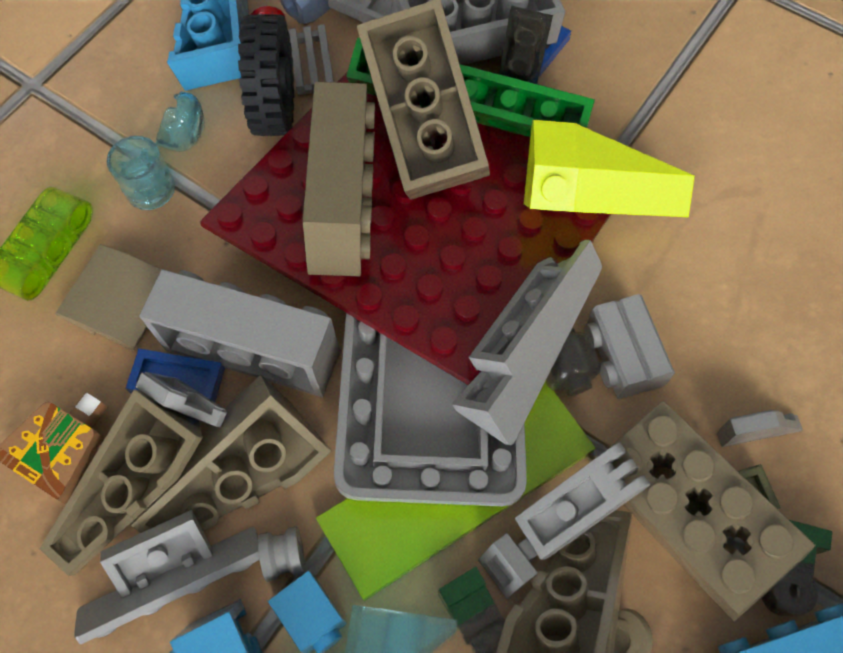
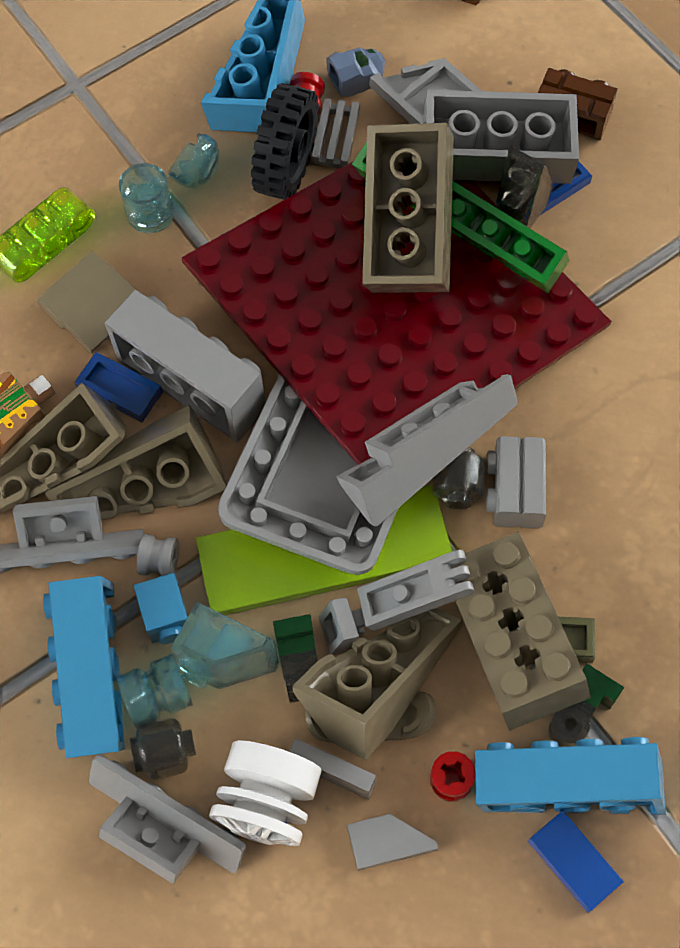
camera: 20 degrees right, 0 degrees up
(180, 397) = (117, 402): light grey tile -> none
(338, 179) = (309, 256): dark tan brick -> none
(594, 174) = (542, 318): neon yellow wedge -> none
(757, 427) = (607, 587): light grey tile -> none

